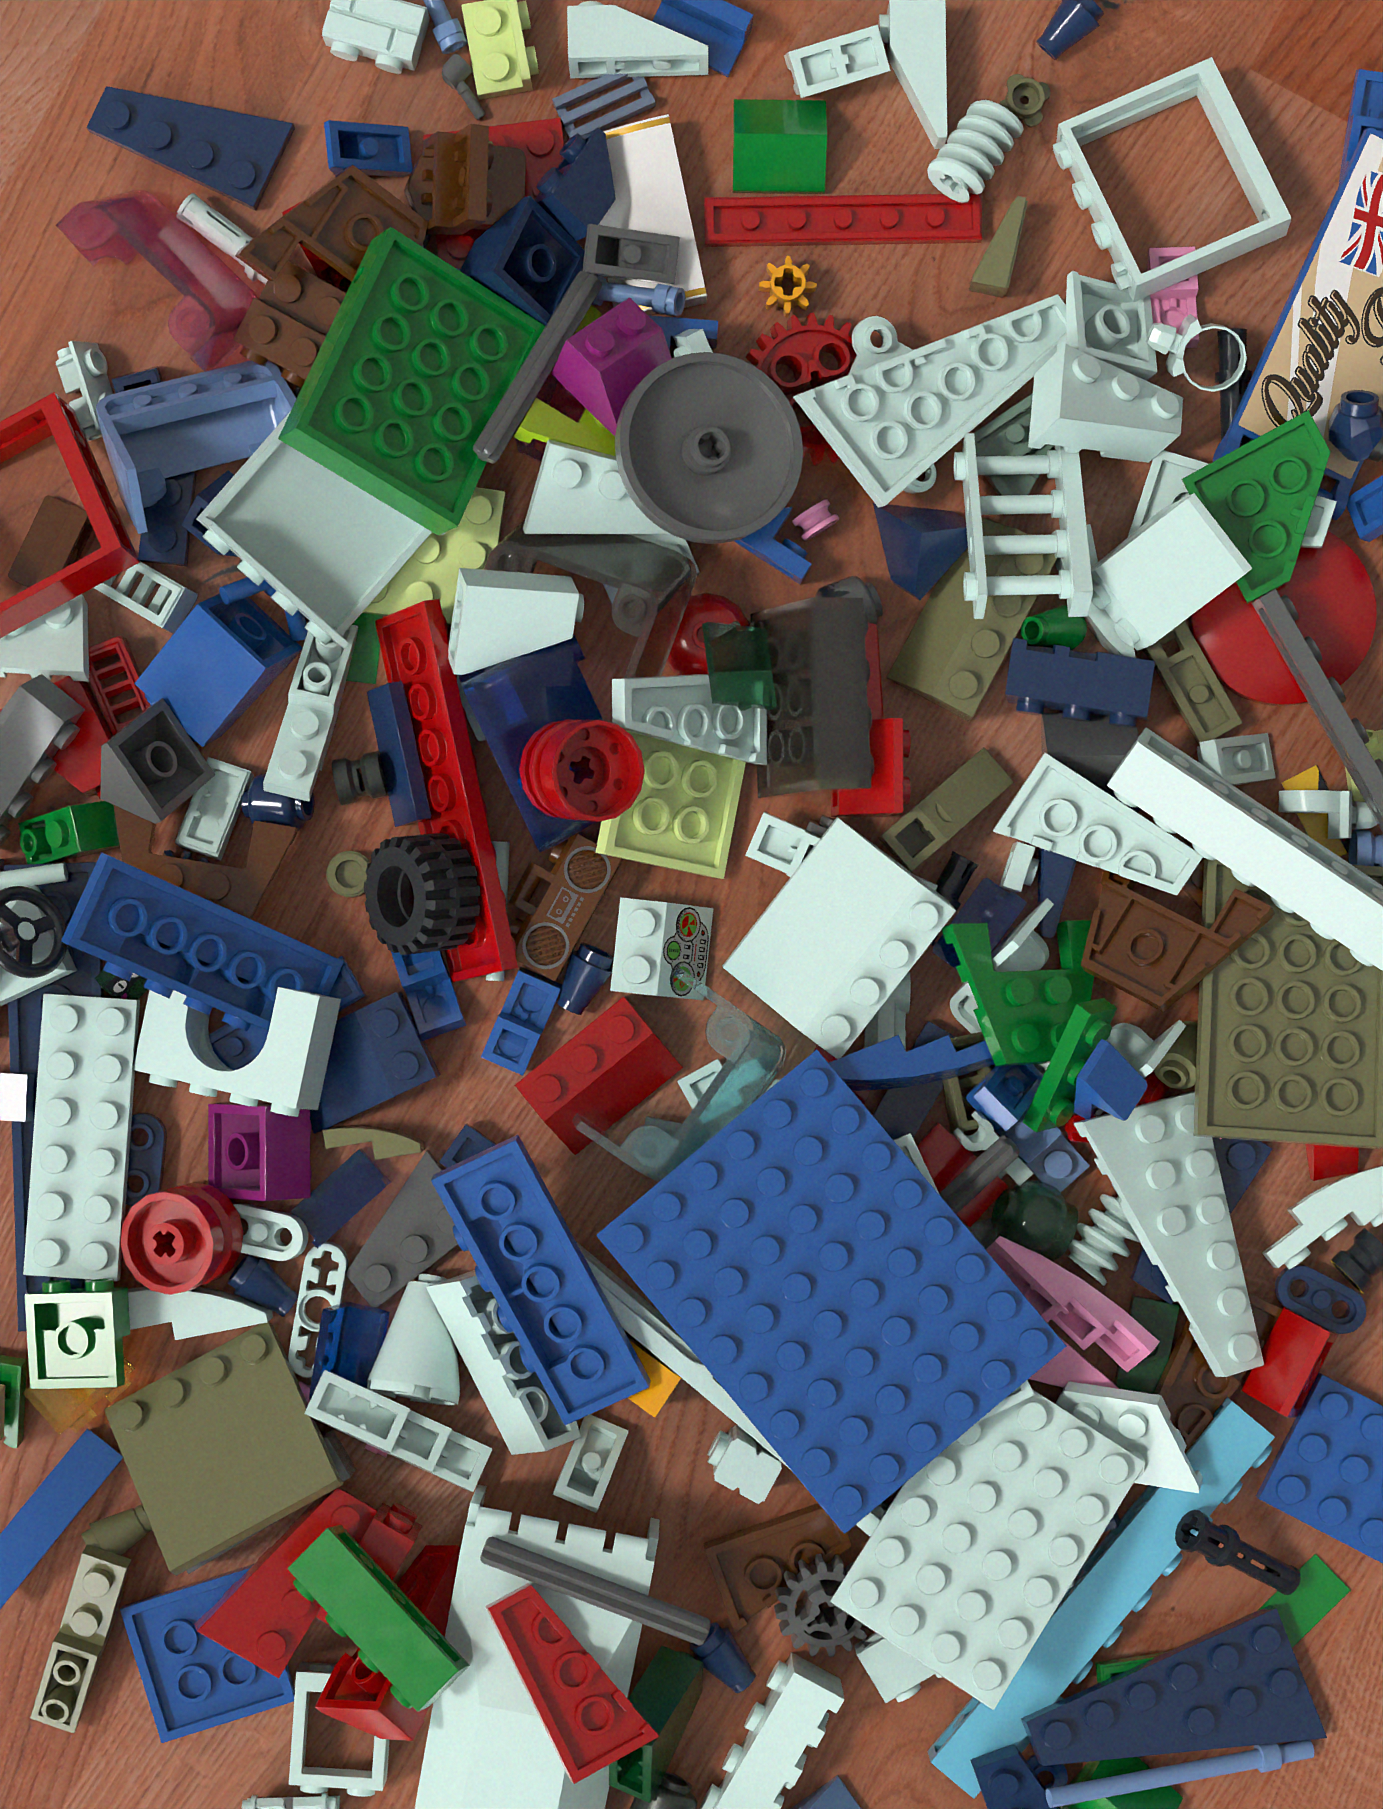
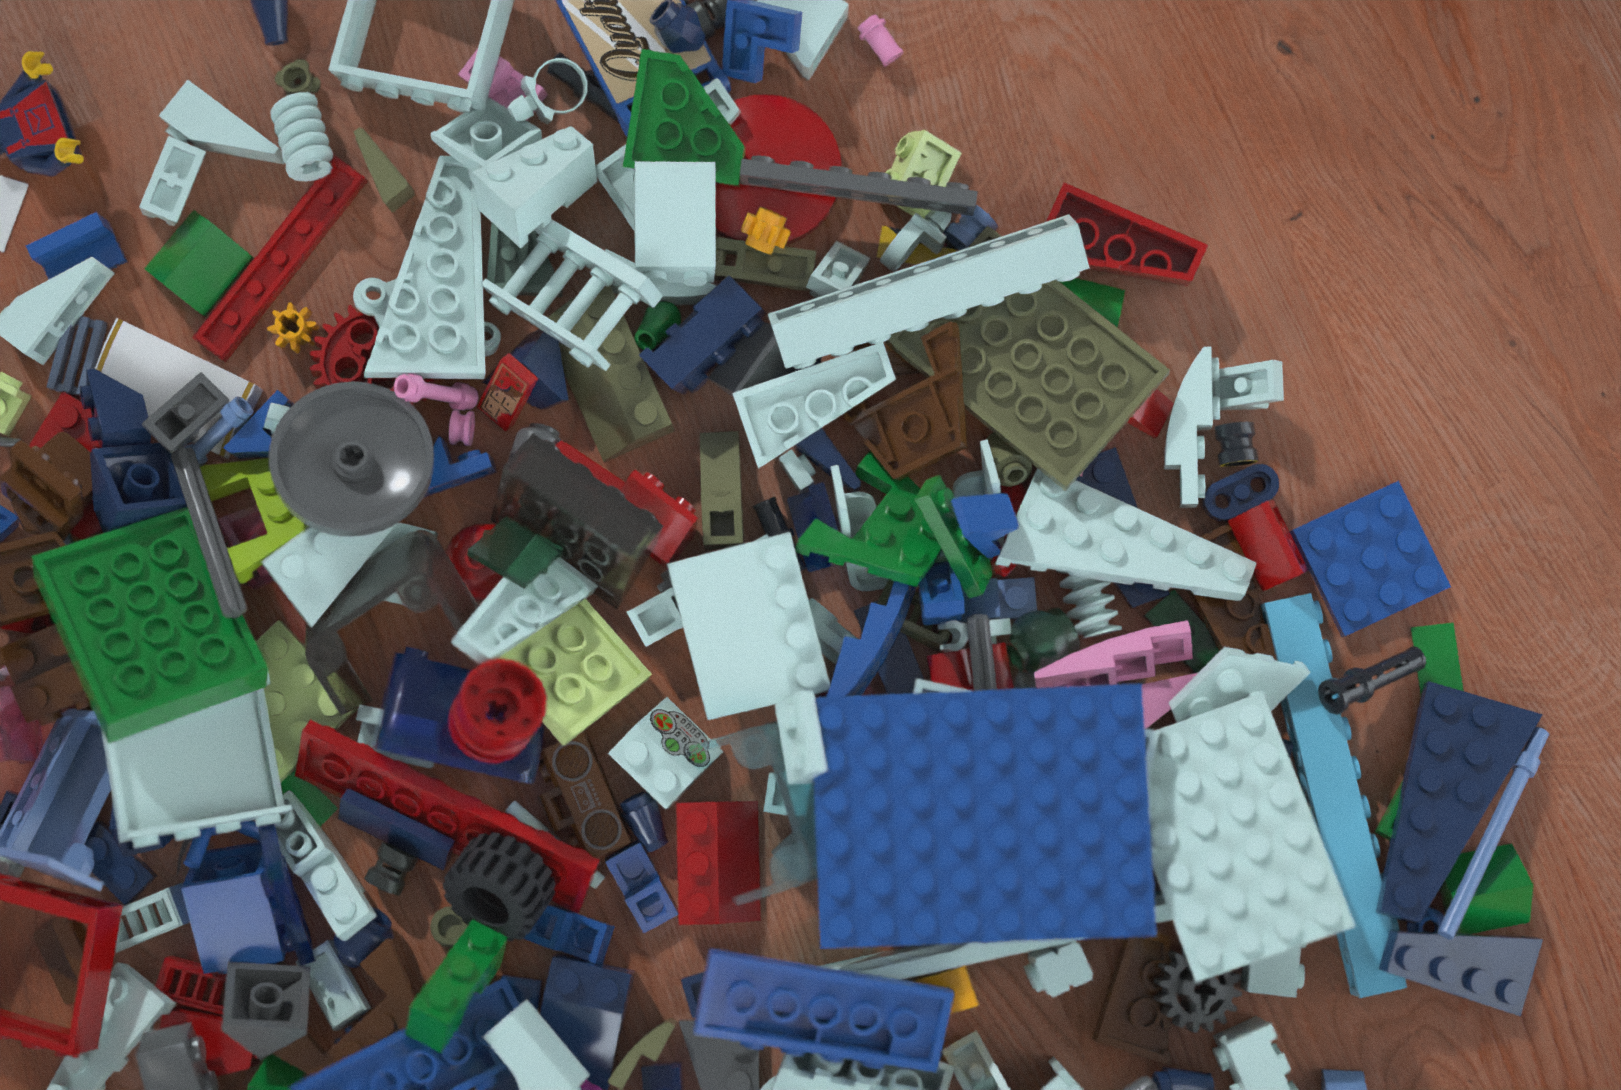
camera: 50 degrees left, 5 degrees down
(252, 712) = (287, 905): none -> clear blue wing
(304, 923) = (465, 969): none -> green arch
(509, 616) = (357, 680): light aqua slope -> none
(610, 360) = (240, 480): magenta slope -> none
(773, 1068) = (801, 738): none -> light aqua bracket
(819, 452) = (413, 388): none -> bright pink bar
(882, 538) = (507, 392): none -> tile
(1224, 661) = (765, 230): none -> light orange gear

